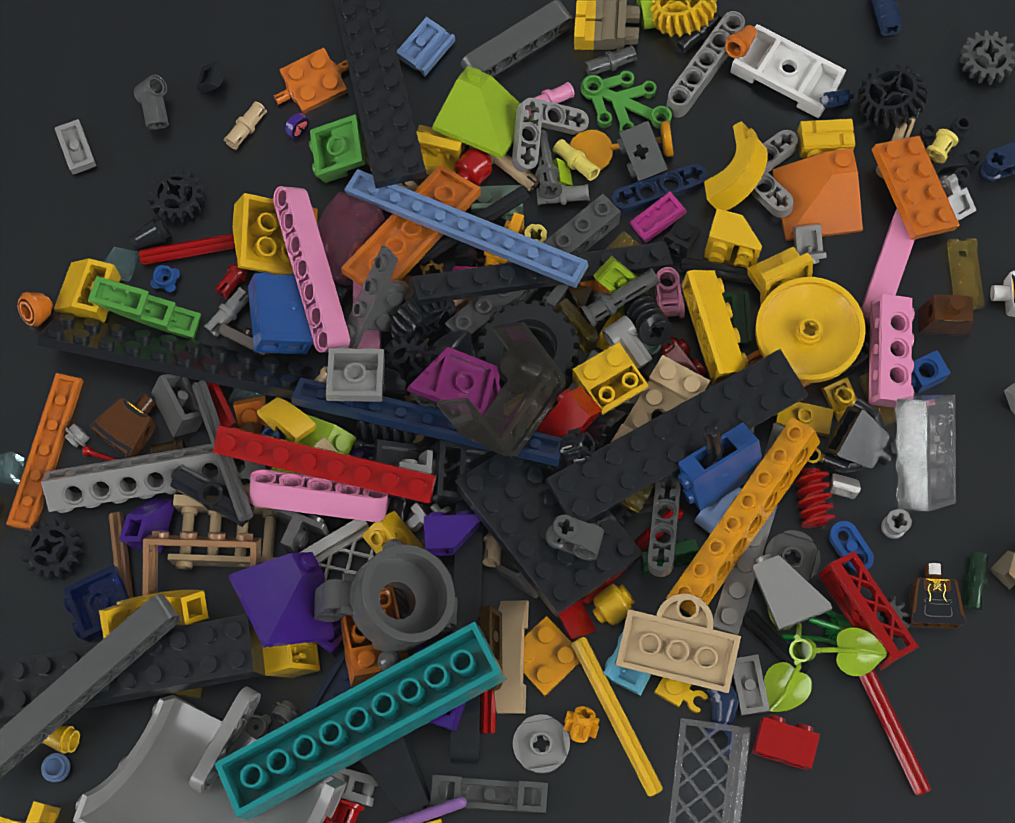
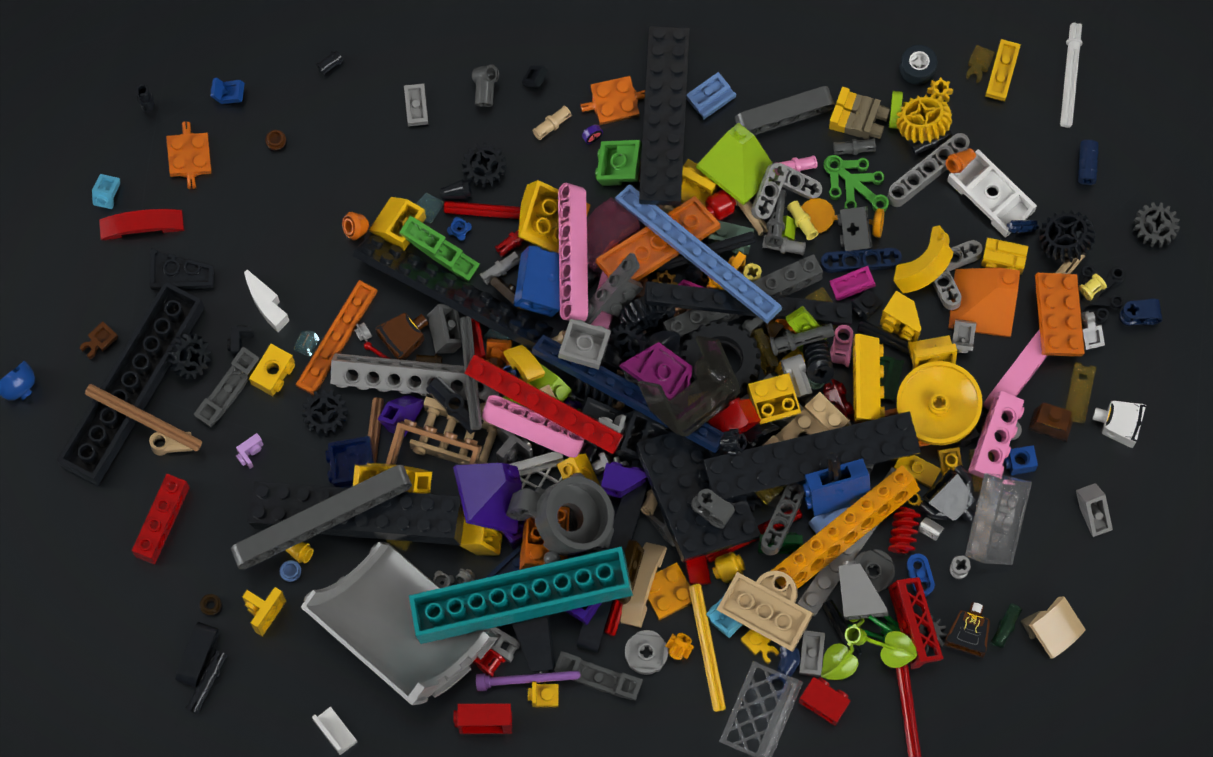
camera: 15 degrees right, 0 degrees up
(225, 739) = (419, 582): light grey beam -> none

